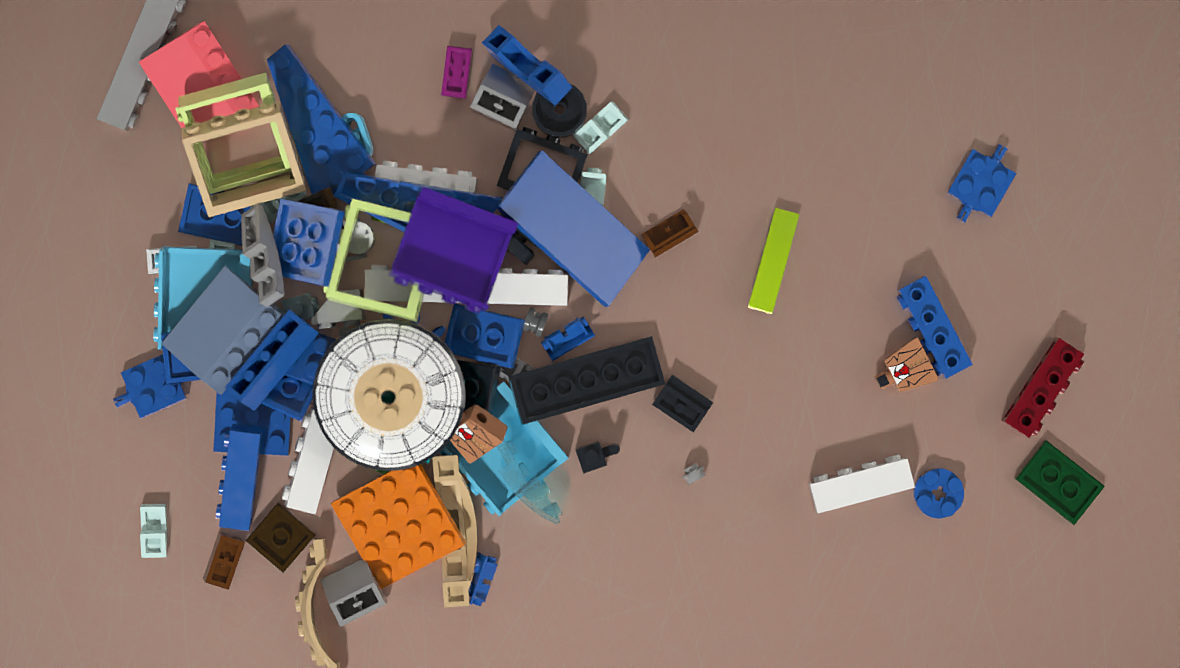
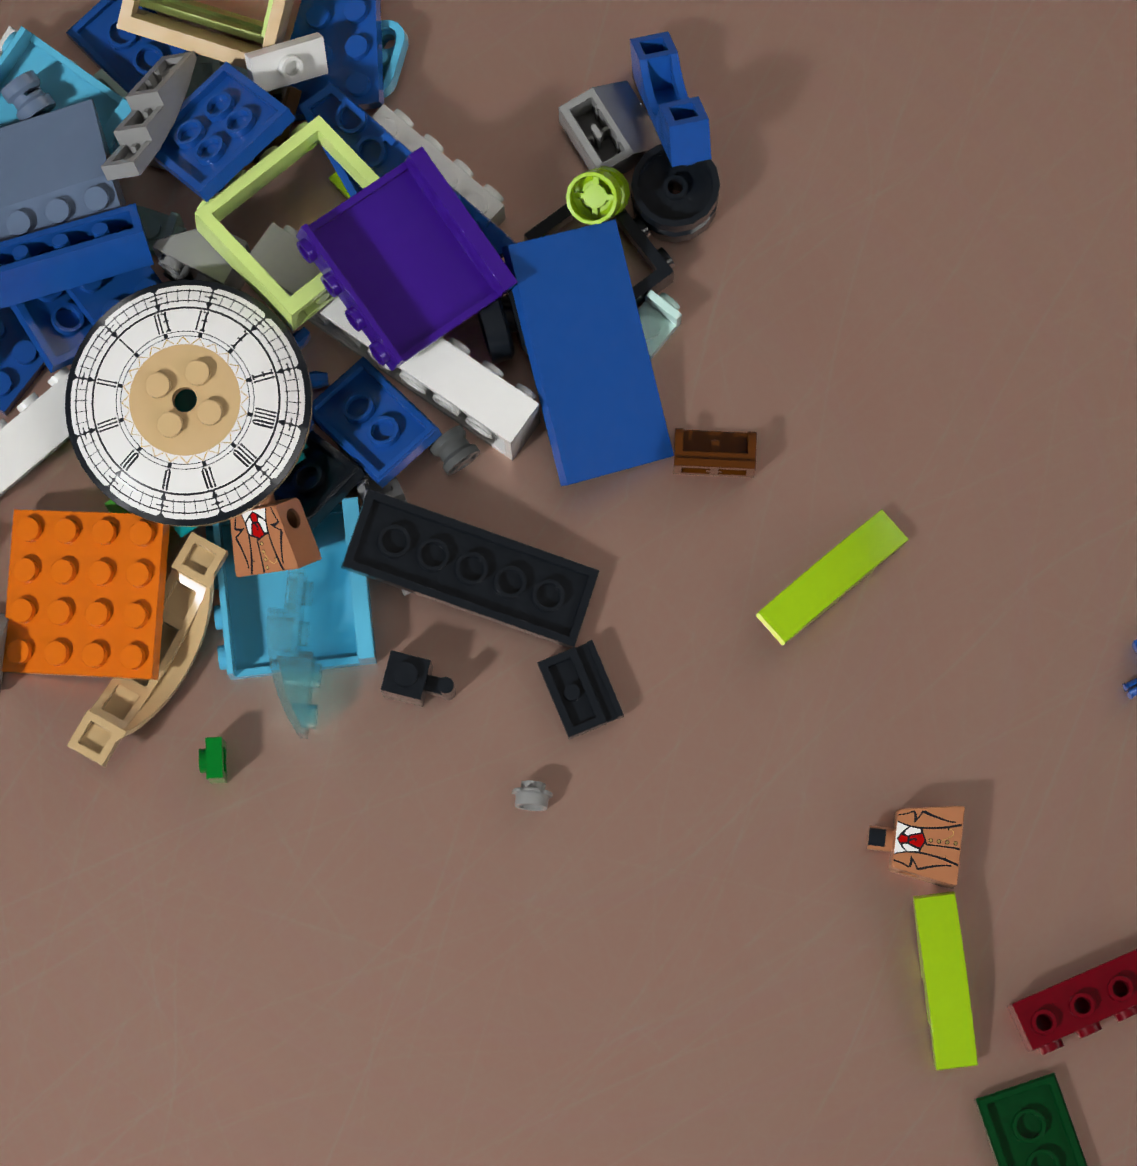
camera: 35 degrees right, 10 degrees down
(193, 286) = (27, 96): none -> sand blue wheel
(312, 177) = (287, 62): none -> white plate
(361, 241) = (292, 193): white piece -> none
(456, 72) = (571, 61): magenta plate -> none
(484, 569) = (154, 735): blue hinge -> none
(521, 563) = (214, 760): none -> green plate
(524, 143) = (597, 195): none -> lime wheel
(560, 343) = (500, 501): blue hinge -> none
(601, 127) = (715, 255): light aqua slope -> none
(862, 484) = (754, 961): white brick -> none
(934, 327) = (996, 811): blue brick -> none
(946, 505) = (879, 1048): blue plate -> none
(962, 430) = (945, 980): none -> lime slope

